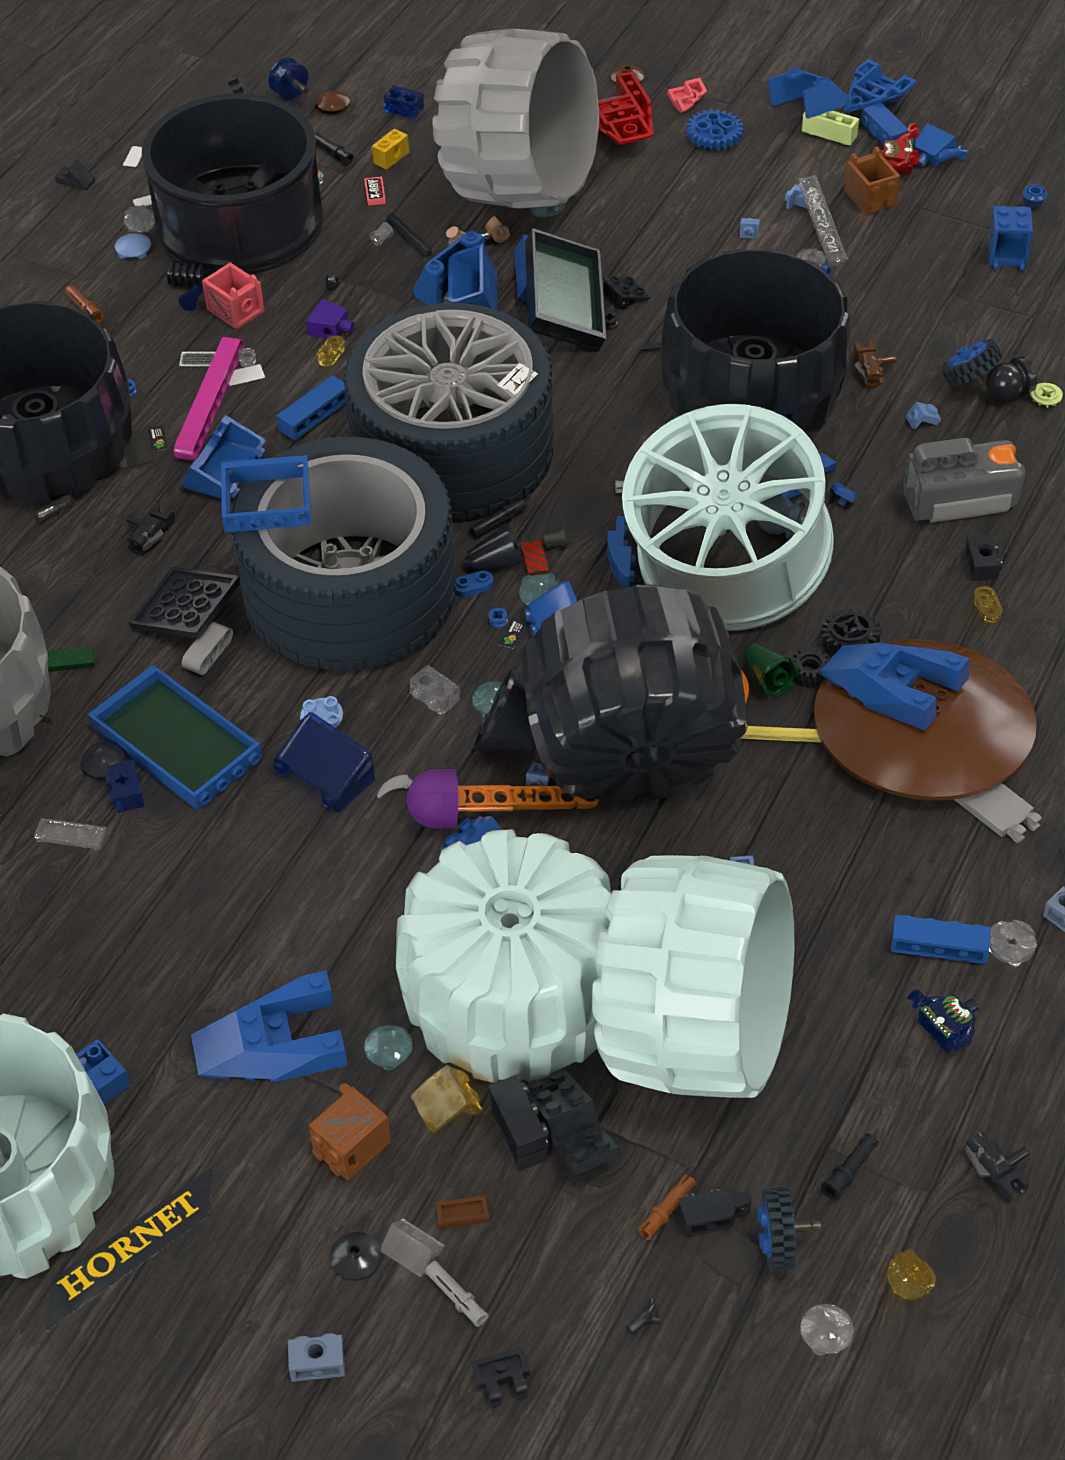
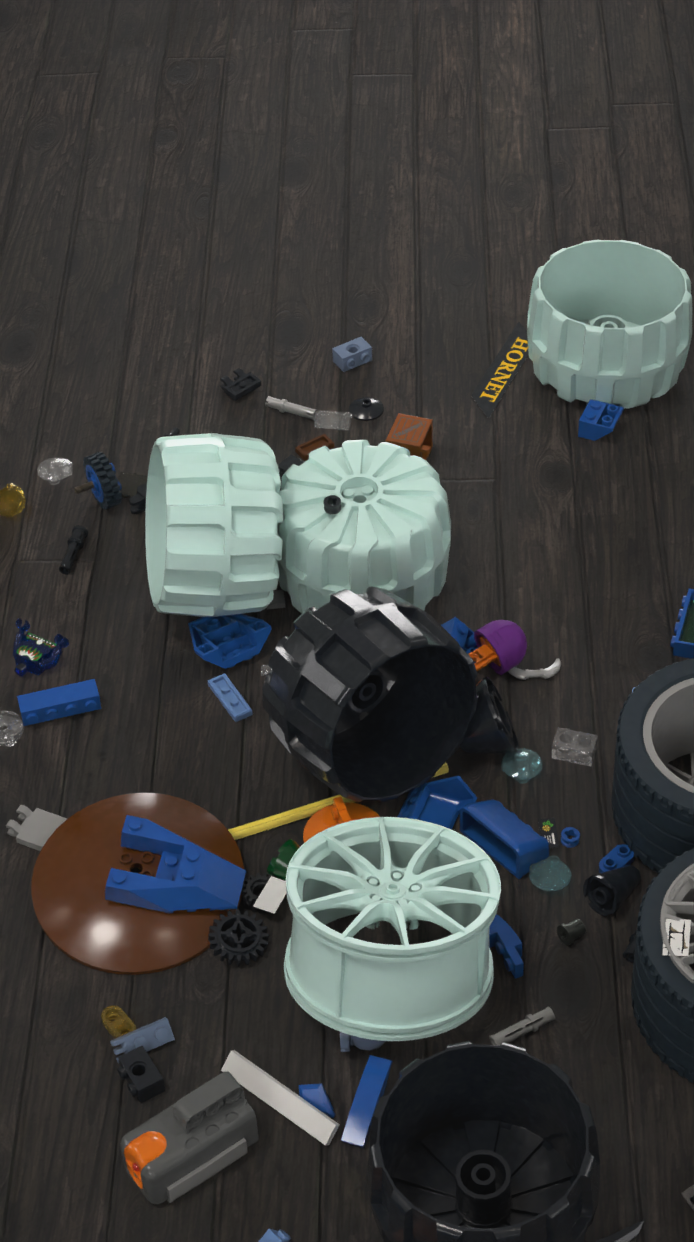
camera: 155 degrees right, 5 degrees down
(259, 1041) = (514, 480): blue wedge -> none
(326, 761) = (614, 649): clear blue windscreen -> none
(534, 558) = (578, 907): tile -> none
(554, 900) = (332, 509): none -> black bush
(804, 649) = (271, 895): none -> white sticker
(872, 504) = (280, 1098): none -> white tile
(974, 580) = (149, 1036): none -> sand blue hinge

